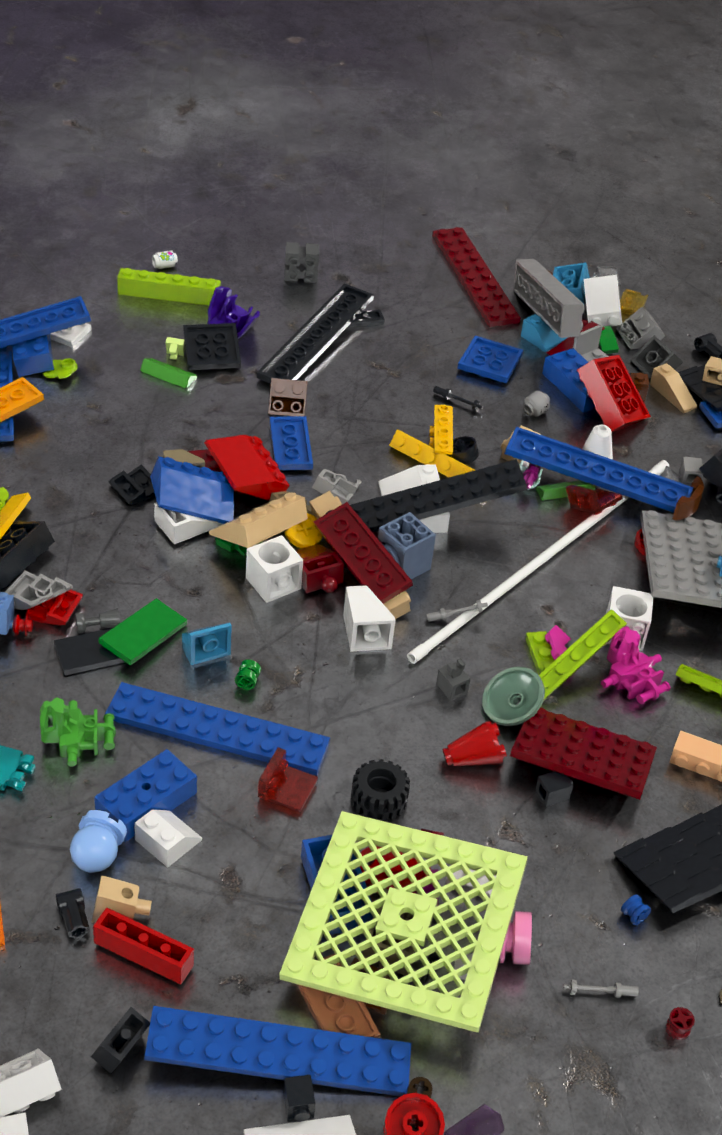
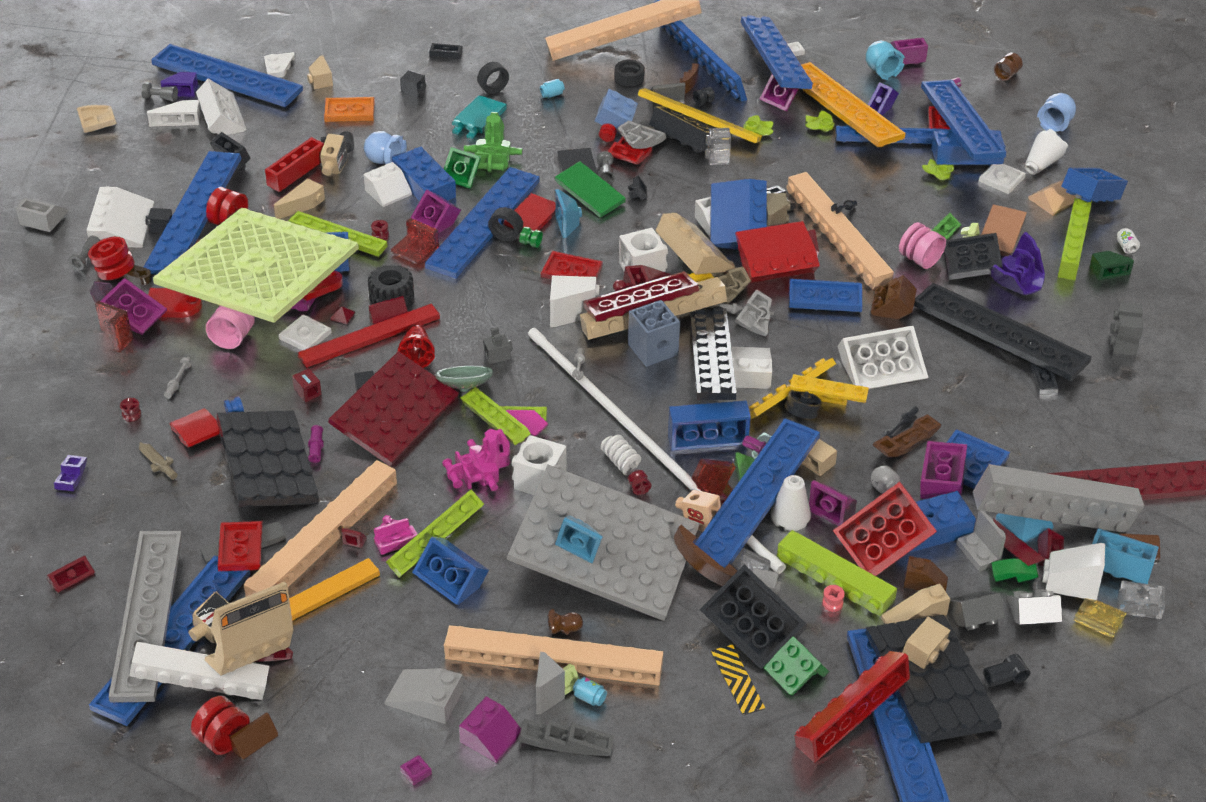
camera: 105 degrees right, 0 degrees up
(32, 293) = (1045, 151): none -> white cone
(56, 517) = (718, 146): none -> clear brick
(97, 300) = (1053, 198): none -> light nougat slope
(100, 261) = (1094, 184): none -> blue brick
(116, 755) = (462, 166): none -> green slope
(135, 587) = (637, 189): none -> black tile
(139, 426) = (848, 205): none -> black piece
(150, 331) = (1007, 225): none -> nougat tile
(181, 434) = (839, 231): none -> light nougat brick
(196, 682) = (534, 212): none -> red tile
(204, 268) = (1110, 265): none -> dark green slope
(210, 372) = (922, 245): none -> bright pink wheel
(210, 925) = (300, 199): none -> tan slope
(221, 772) = (435, 211): none -> magenta slope
(239, 692) = (509, 215): none -> black tyre
(261, 832) = (380, 229): none -> dark red wheel
(271, 998) = (224, 204): none -> red wheel
(278, 874) = (365, 242): none -> lime plate
(290, 638) = (570, 265): none -> red tile
(376, 405) = (883, 358): none -> white slope
(420, 797) = (387, 309): none -> dark red slope
(456, 801) = (368, 335): none -> red tile
(460, 384) = (910, 439): none -> reddish brown slope
(464, 1050) = (176, 302): none -> red tile
(506, 1072) = (141, 308): none -> magenta slope
(521, 365) = (943, 469): none -> magenta slope
(526, 514) = (708, 425): none -> blue brick
(556, 1067) = (116, 323): none -> clear red bracket
(572, 844) = (307, 385): none -> dark red brick
(576, 567) = (621, 454): none -> white piece
(581, 427) = (831, 503): none -> magenta slope
(605, 554) = (639, 482): none -> dark red wheel
(626, 514) = (699, 507): none -> light nougat torso
(657, 432) = (832, 569): none -> lime brick
(658, 818) = (315, 444): none -> magenta pin
(679, 944) = (195, 427): none -> red slope
(683, 433) = (833, 598): none -> coral wheel

